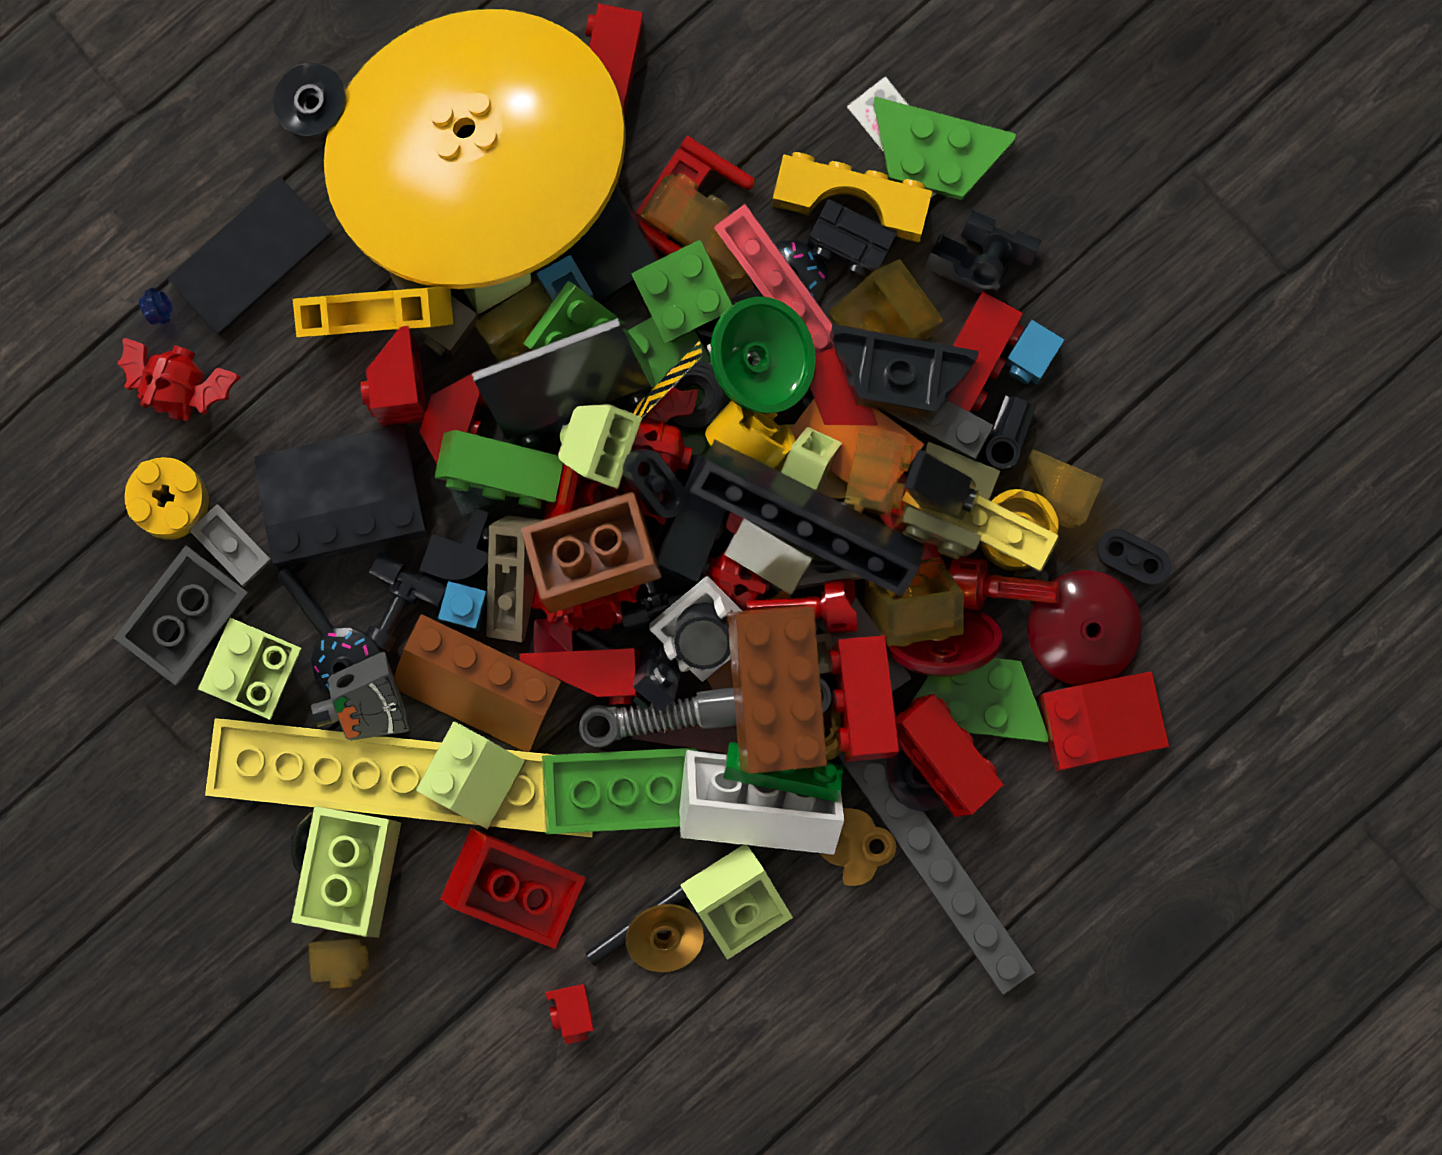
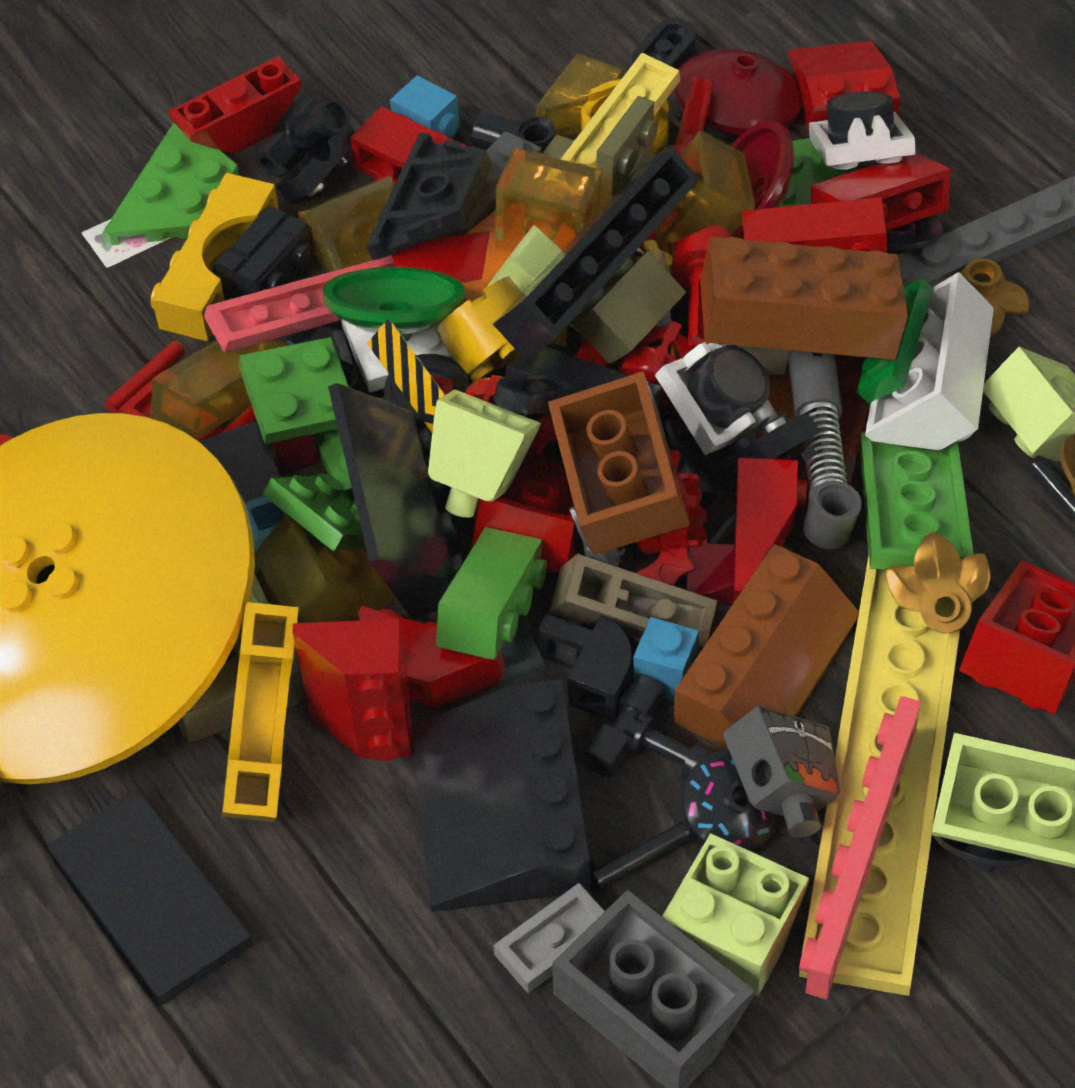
camera: 80 degrees left, 30 degrees down
(155, 306) = (196, 1012): clear blue plate -> none
(155, 479) = (477, 1008): yellow brick -> none
(173, 380) = (310, 986): red helmet -> none
(286, 750) = (854, 862): none -> coral plate
(470, 775) = (886, 656): yellowish green slope -> none
(530, 809) = (939, 575): none -> pearl gold plate
(941, 487) = (573, 124): black slope -> none
(1008, 736) = (861, 129): none -> piece
(1017, 185) = (239, 109): none -> red slope

